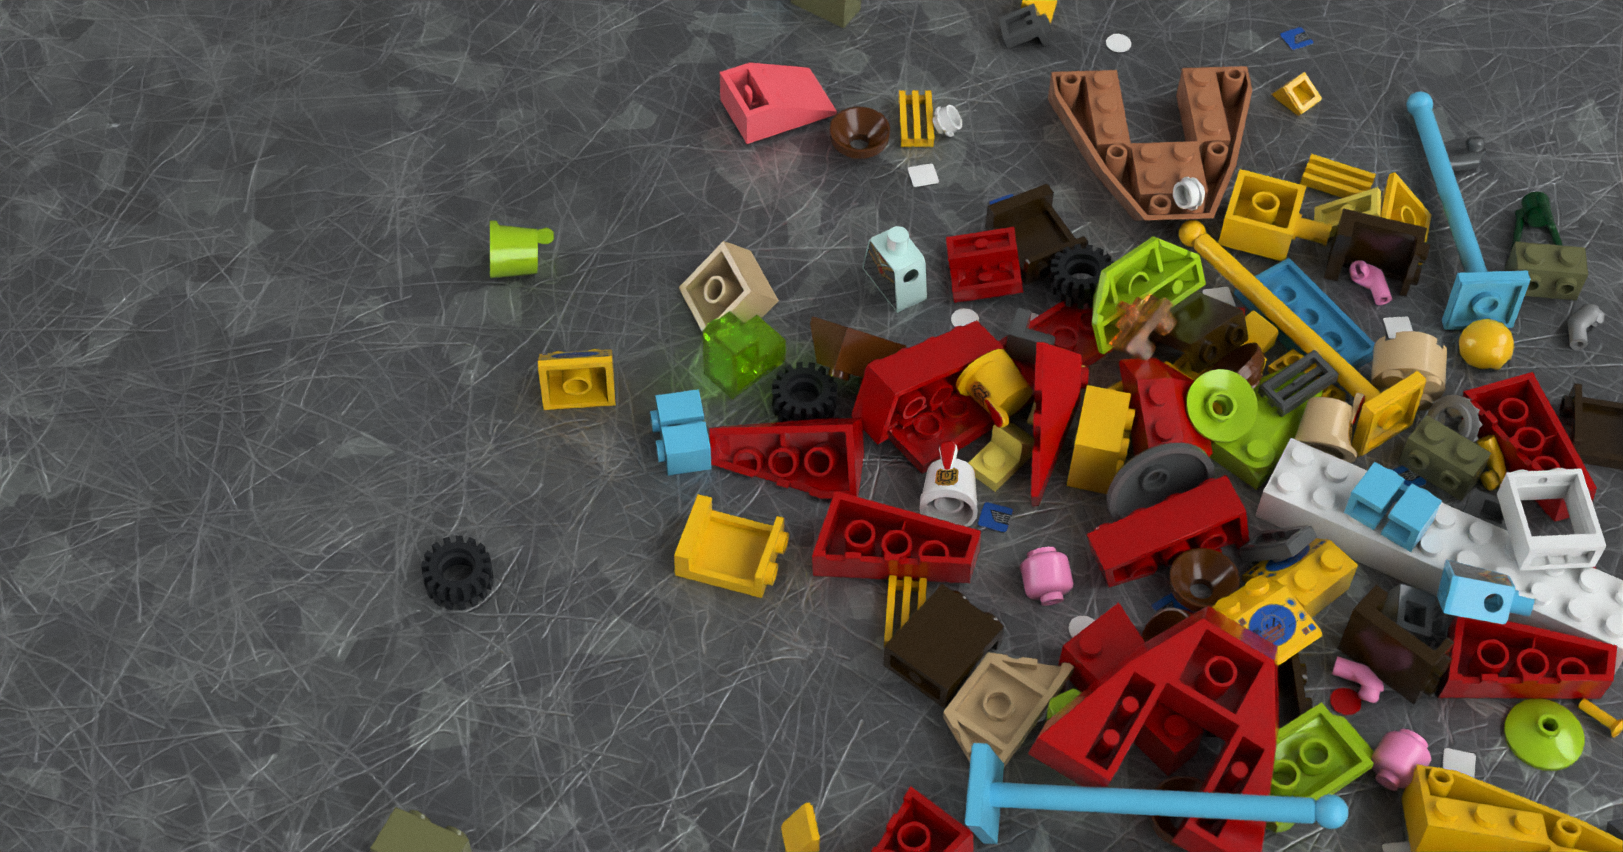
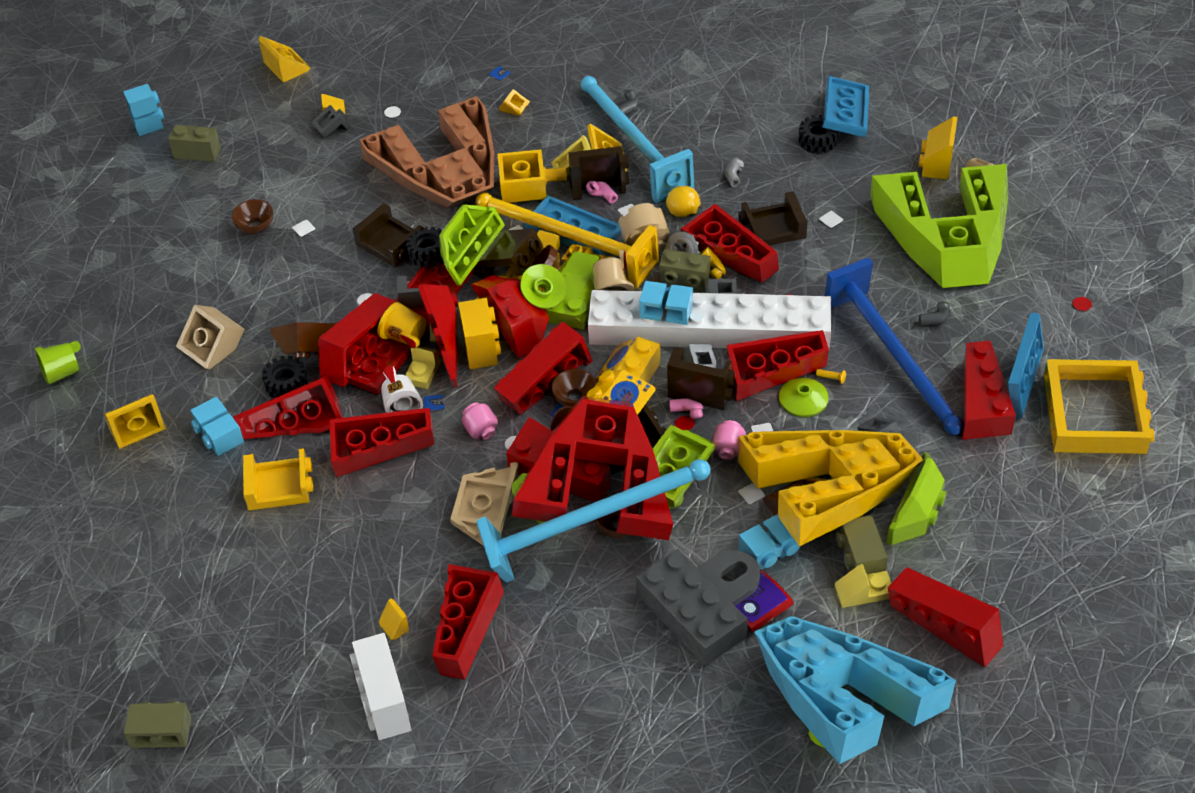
camera: 20 degrees left, 5 degrees down
(457, 554) = (104, 549): black tyre -> none
(740, 352) = (233, 367): clear neon green brick -> none
(772, 99) = (187, 216): coral slope -> none
(891, 260) = (311, 283): light aqua torso -> none
(906, 586) = (397, 460): yellow tile -> none
(916, 99) = (280, 186): yellow tile -> none
(942, 644) = (432, 483): dark brown panel -> none
(947, 120) = (305, 190): white plate -> none
(984, 264) = (364, 263): red slope -> none
(1138, 322) = (473, 258): clear orange hips -> none
(1156, 475) = (521, 336): dark grey dish -> none
(1188, 193) = (472, 176): white plate -> none
(1277, 399) = (591, 256): dark grey tile -> none
(1277, 544) = (608, 351): dark grey plate -> none
(1338, 176) = (556, 141): yellow tile -> none
(1465, 588) = (726, 331): medium azure torso -> none
(1536, 213) = (682, 120): dark green plant -> none
(1553, 269) = (706, 146): olive brick -> none
(1553, 551) = (766, 292): white window -> none

